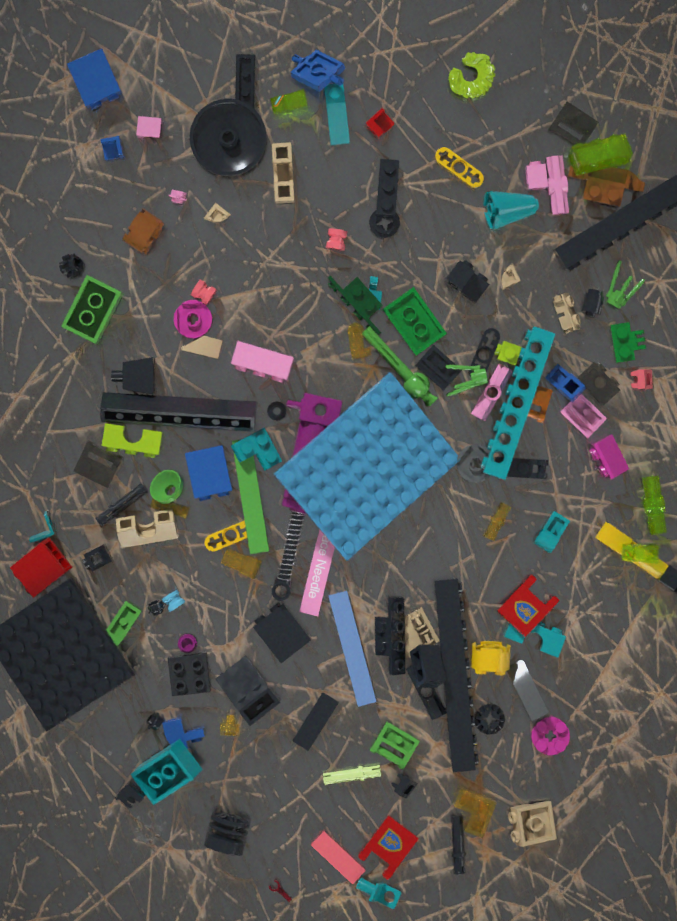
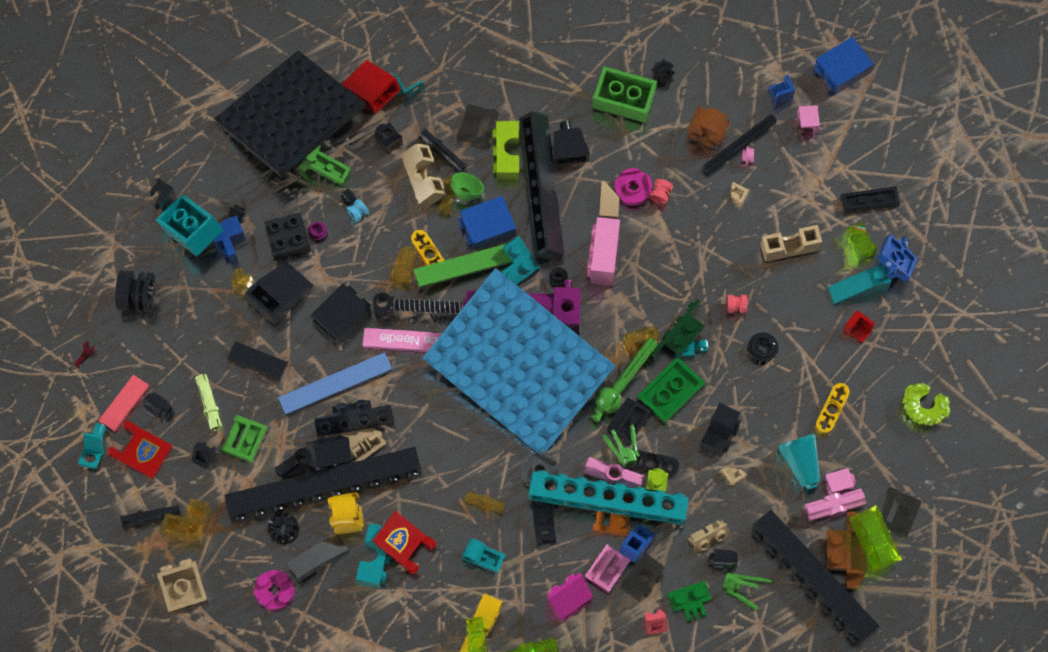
camera: 80 degrees right, 20 degrees down
(162, 202) = (739, 144): none -> black axle
(228, 137) = (814, 188): black dish -> none
(346, 825) = (157, 405): none -> black brick
(387, 188) = (797, 343): black plate -> none

